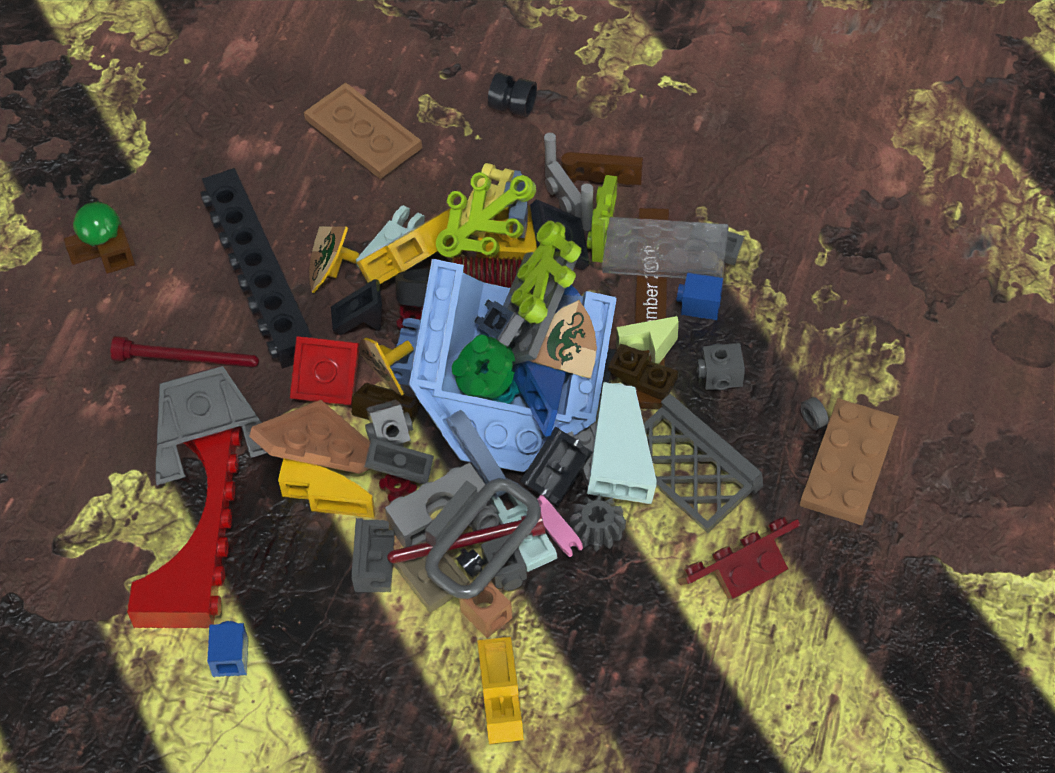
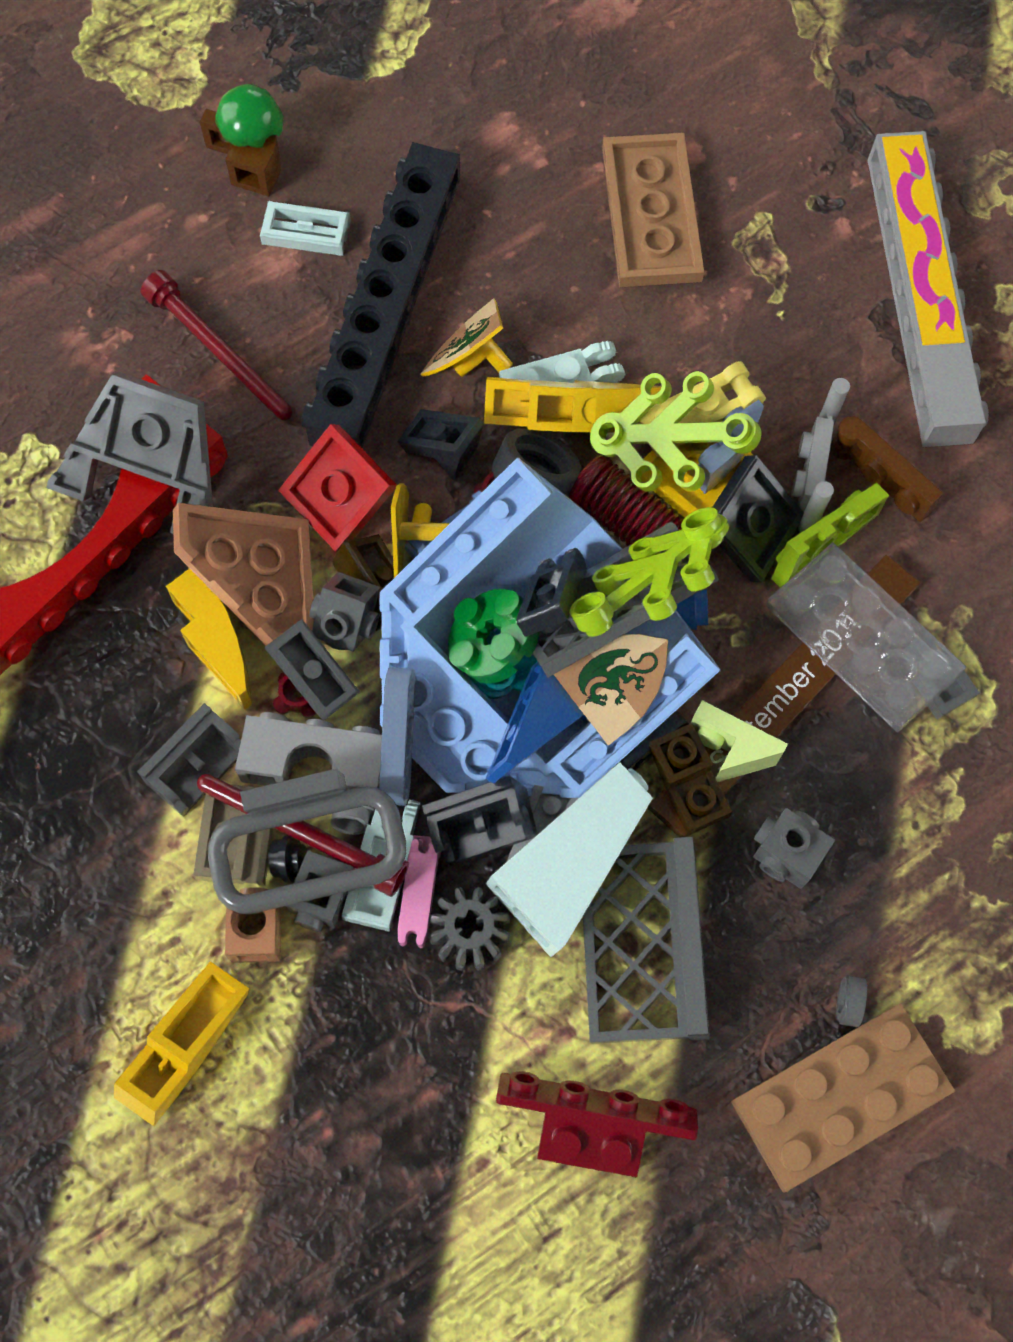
camera: 35 degrees right, 15 degrees up
(176, 268) = (304, 234): none -> light aqua tile
(512, 94) = (862, 287): black wheel -> none
(557, 83) = (926, 290): none -> brick
(700, 296) = (854, 731): blue brick -> none

